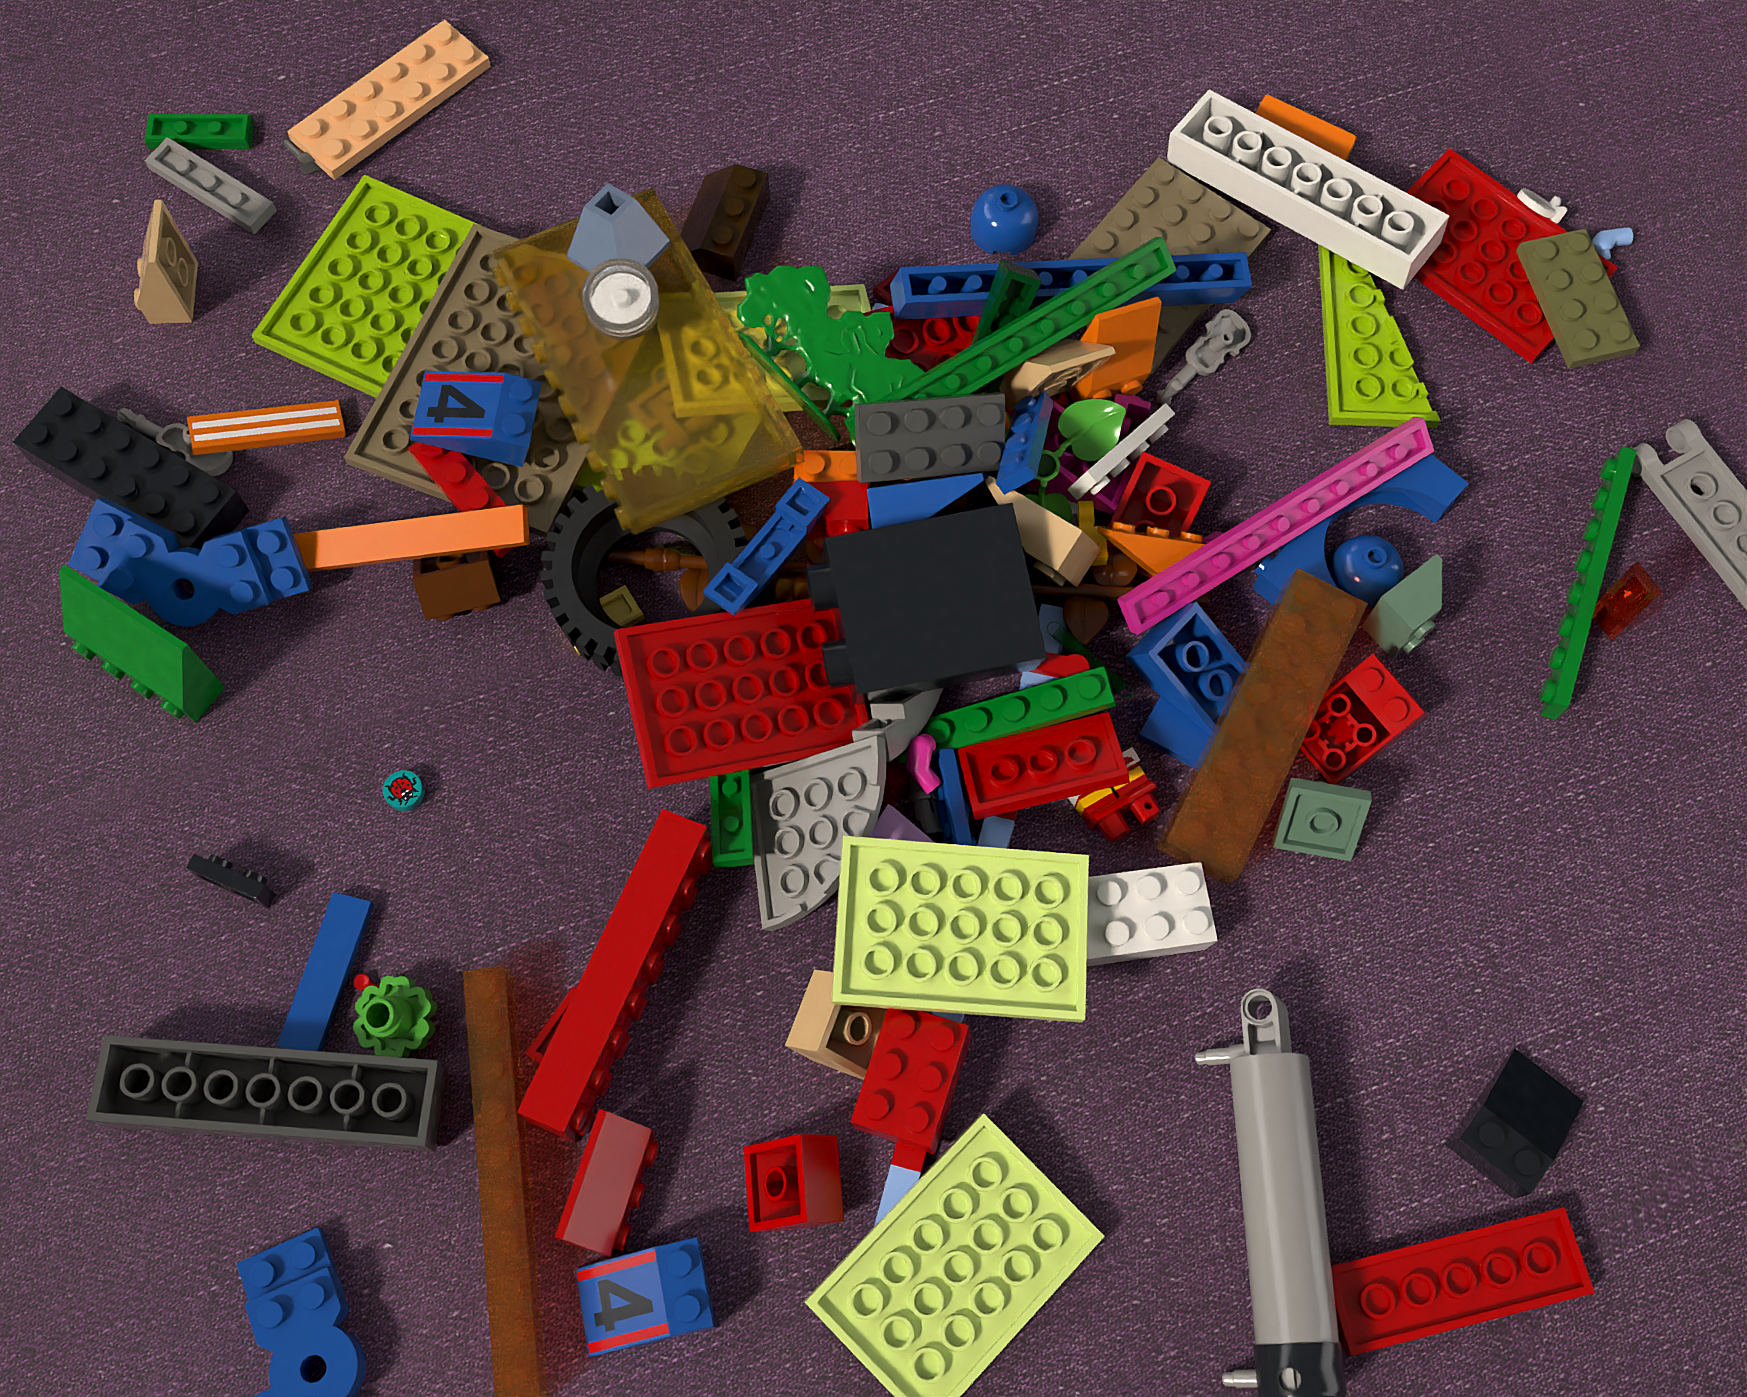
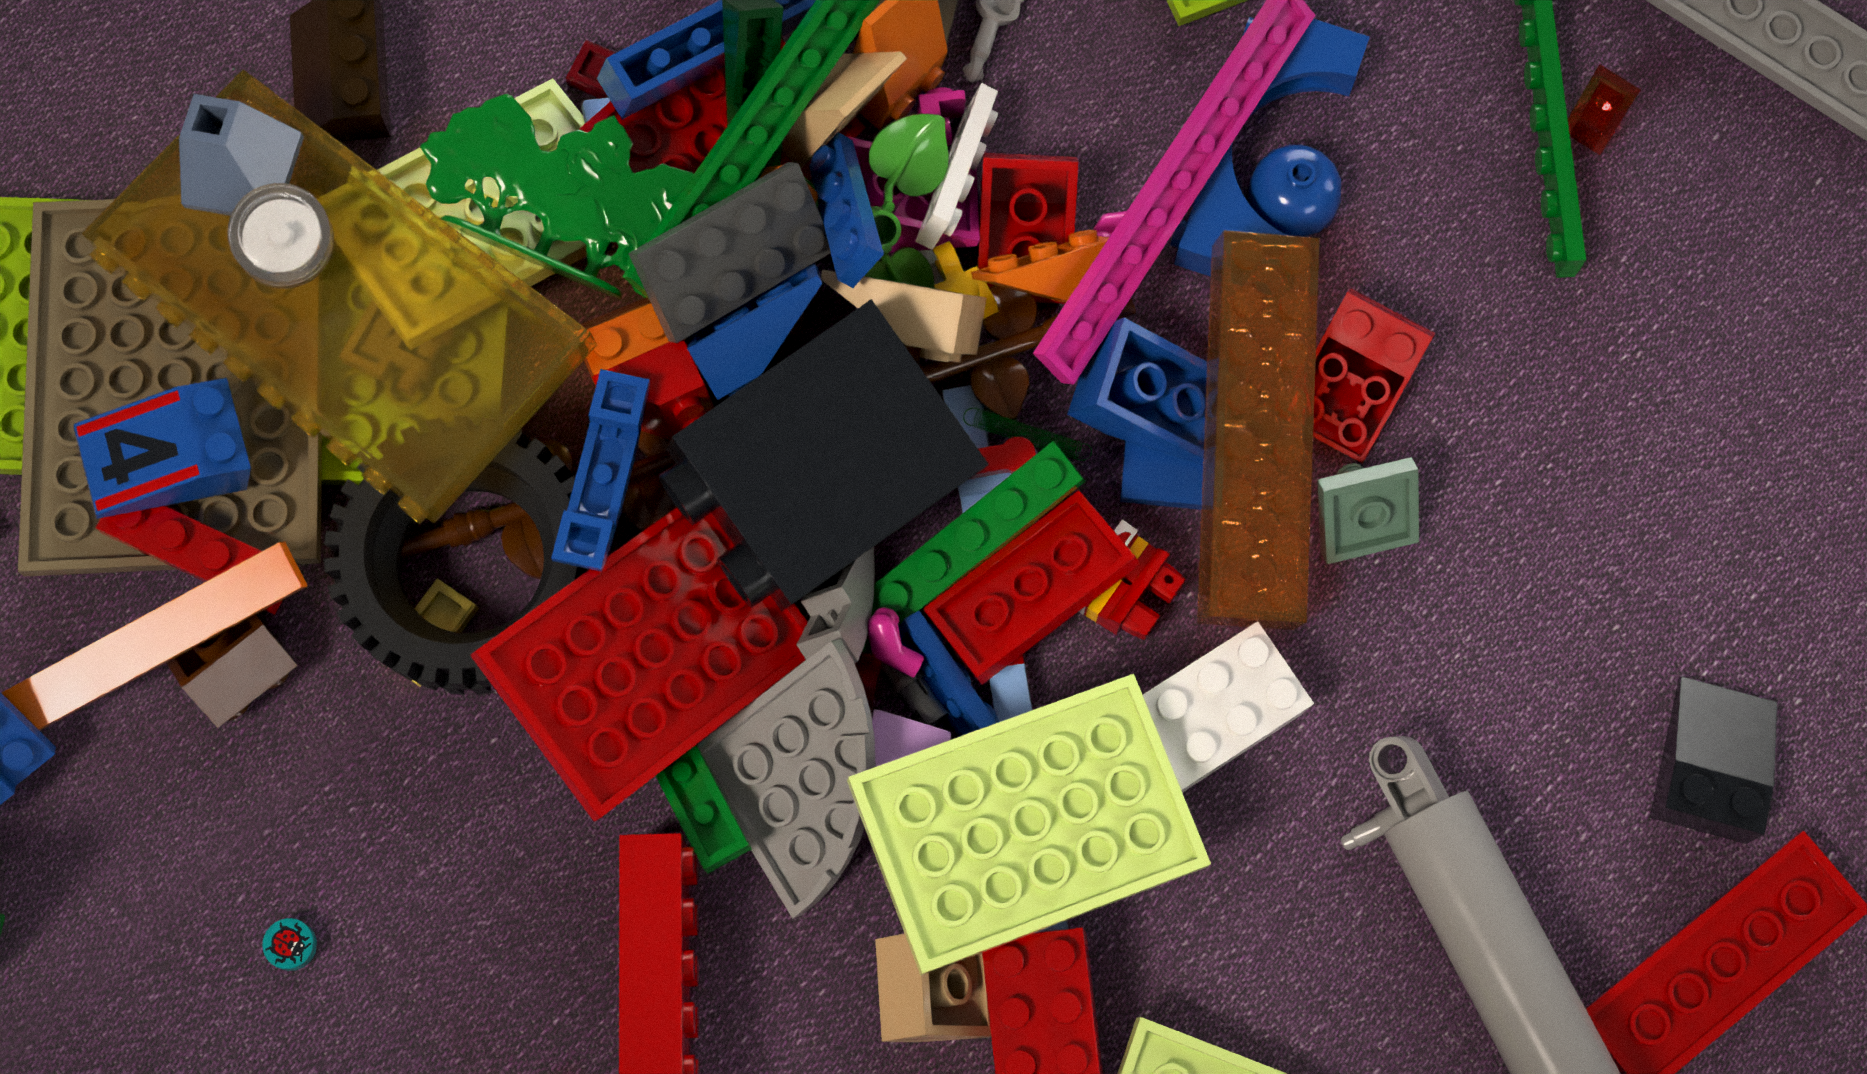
camera: 25 degrees left, 5 degrees up
(1407, 610) = (1365, 221): sand green slope -> none

